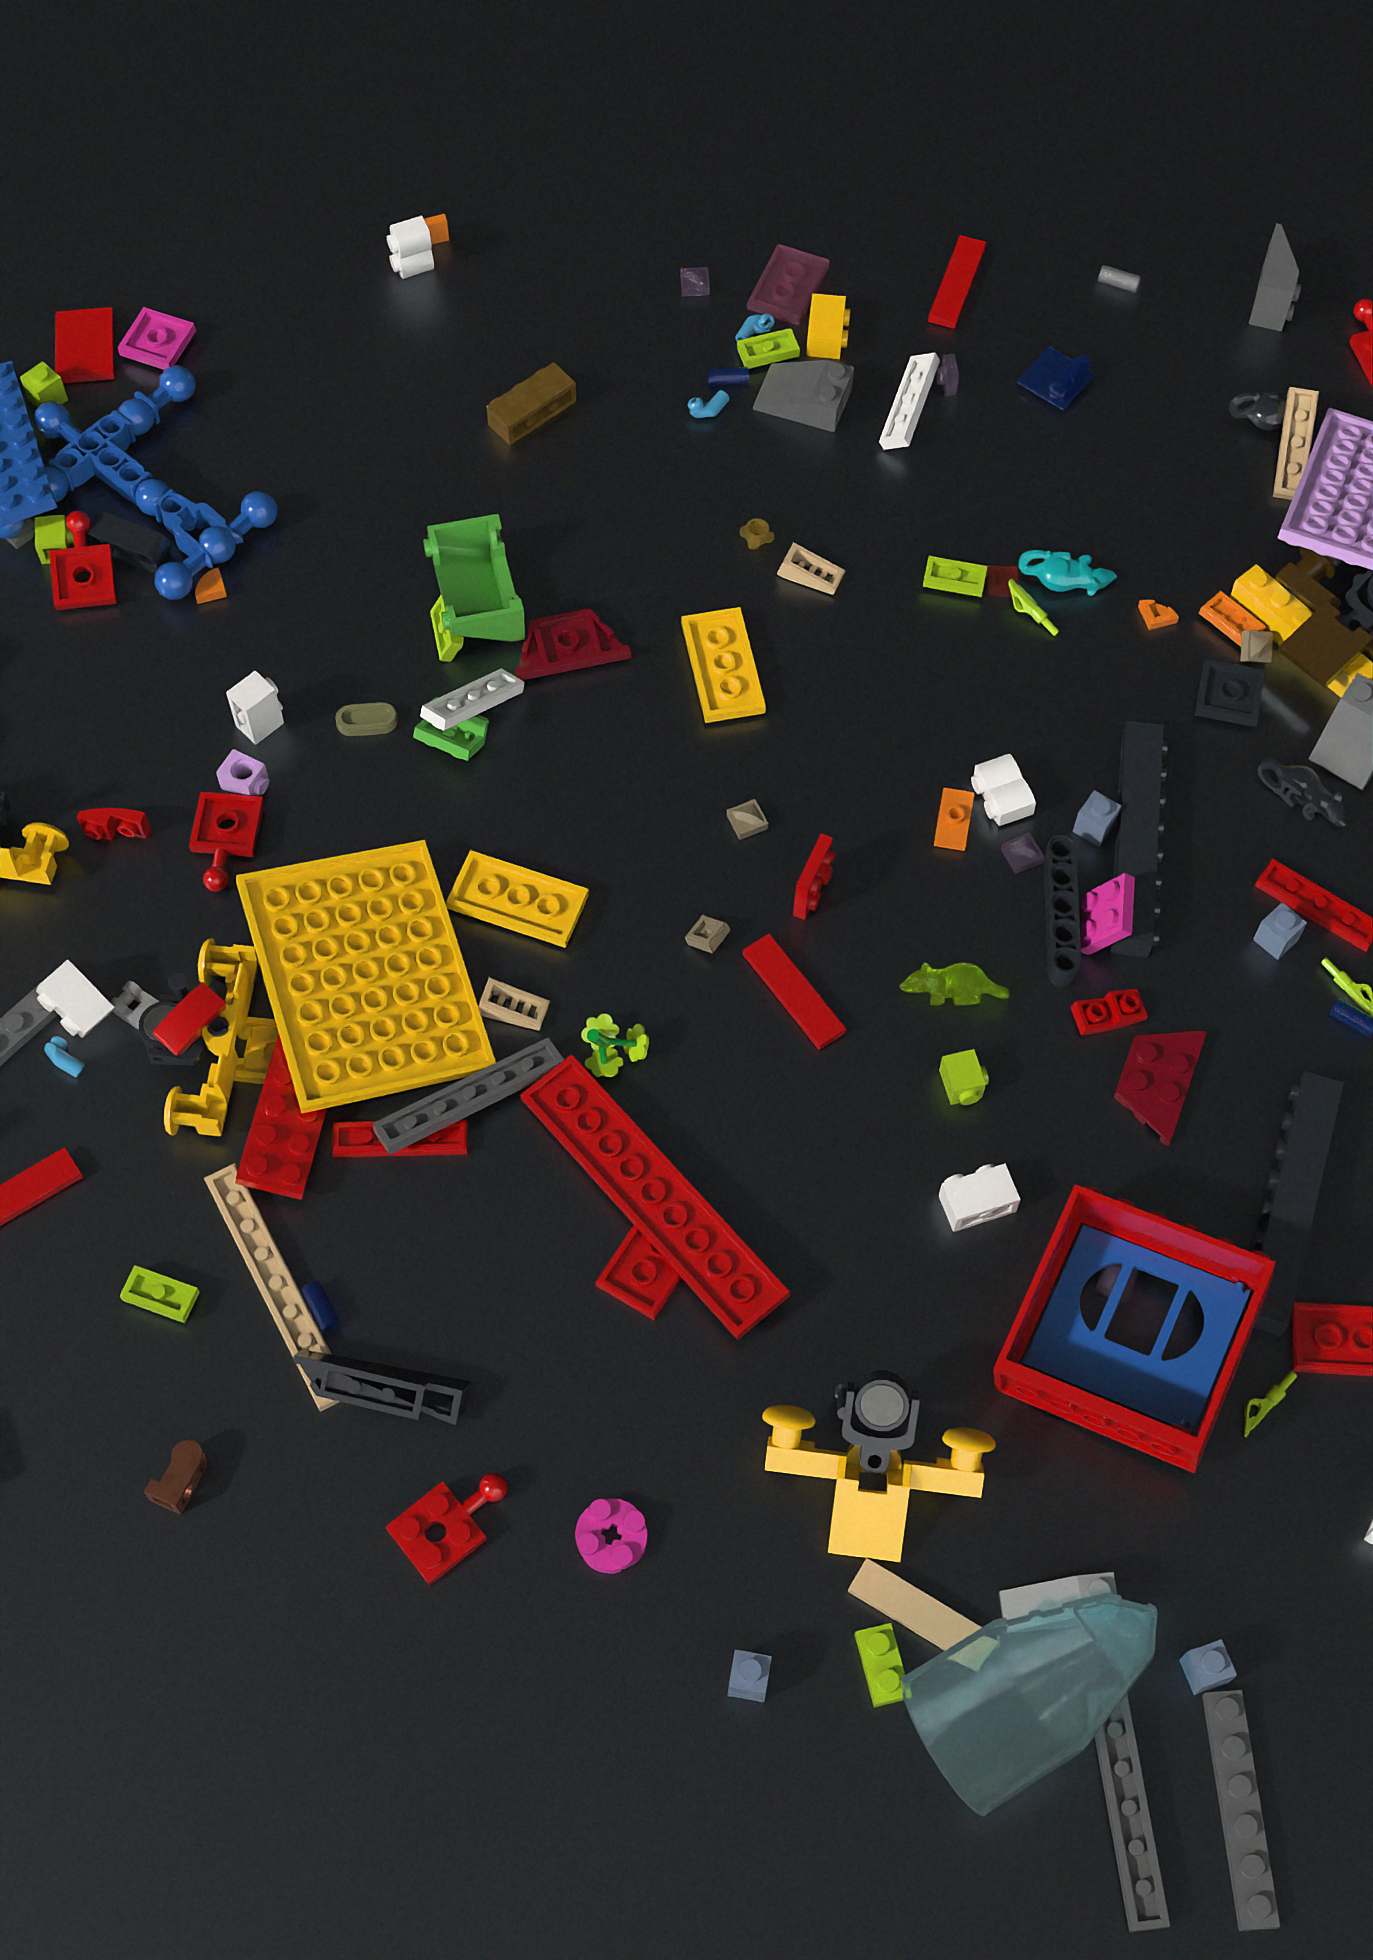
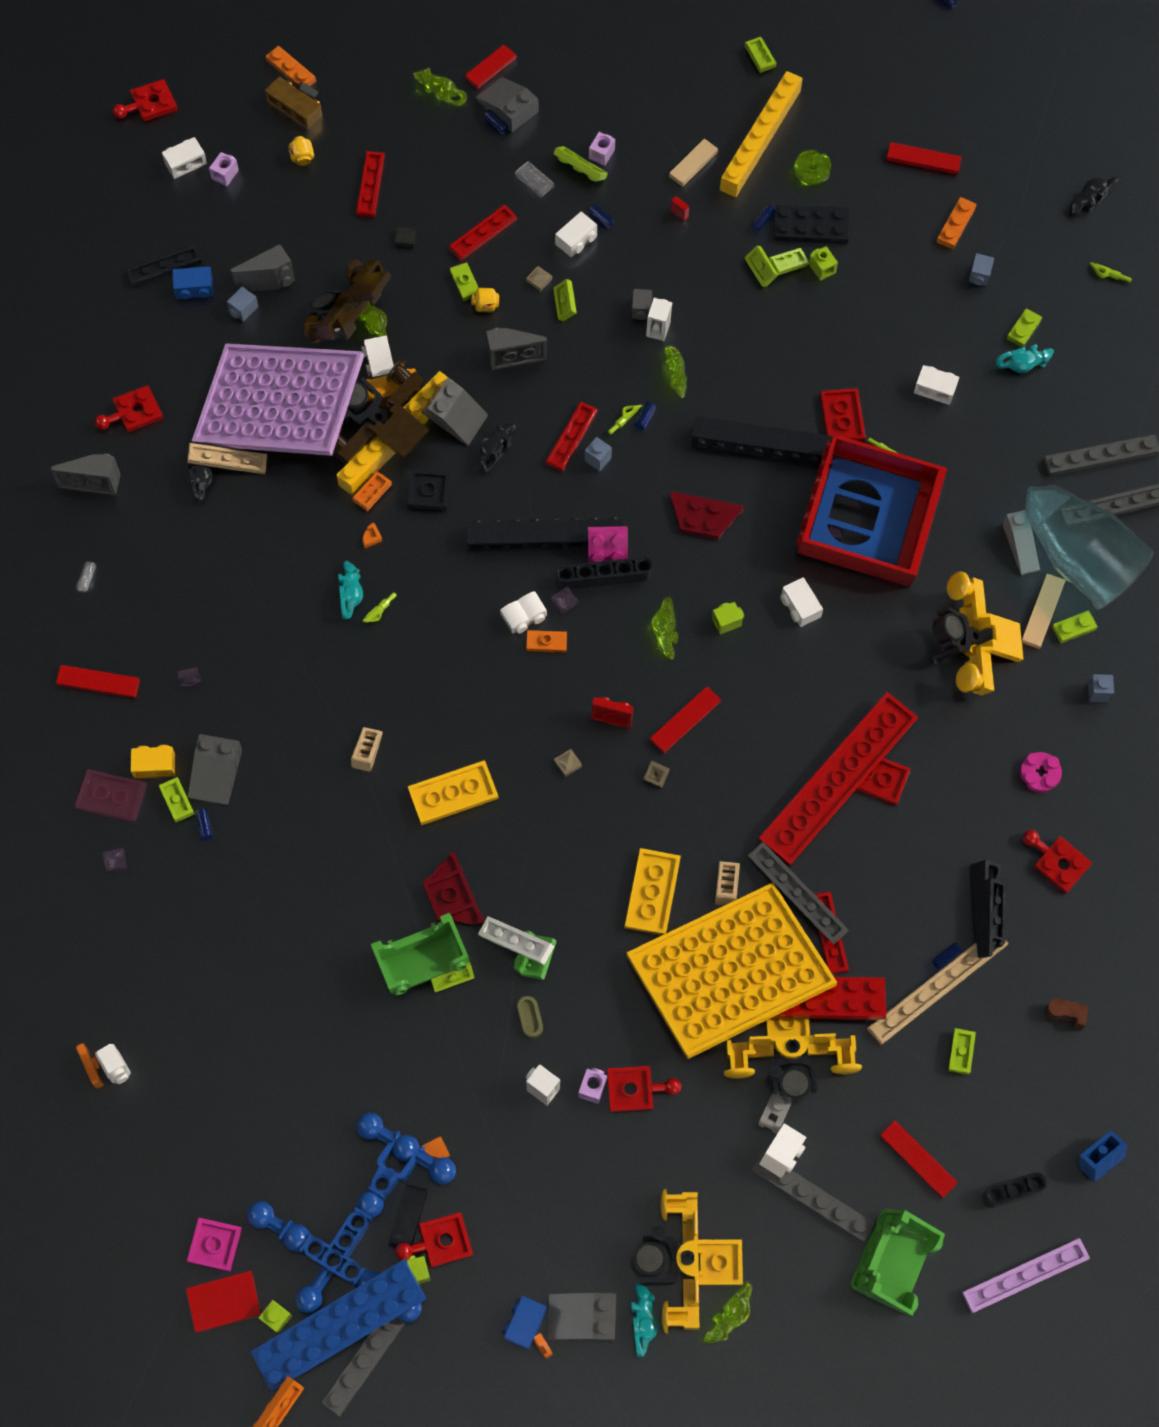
camera: 100 degrees left, 5 degrees up
(56, 1052) = (822, 1150): dark azure arm -> none
(105, 823) = (645, 1170): red slope -> none
(188, 1019) = (795, 1060): red slope -> none
(531, 403) = (246, 954): pearl gold brick -> none
(601, 1035) = (754, 819): lime plant -> none
(708, 409) = (234, 832): dark azure arm -> none
(755, 325) = (154, 812): dark azure arm -> none
(756, 526) = (339, 792): clear yellow plate -> none
(909, 401) = (215, 700): white plate -> none
(955, 576) = (360, 657): lime plate -> none
(998, 580) = (357, 630): clear red tile -> none
(1057, 377) = (180, 609): clear blue hinge -> none
(1096, 818) = (537, 557): sand blue brick -> none
(1109, 1013) = (665, 544): red slope -> none
(1208, 1667) = (1039, 470): sand blue brick -> none
(1256, 646) = (393, 475): dark tan tile -> none

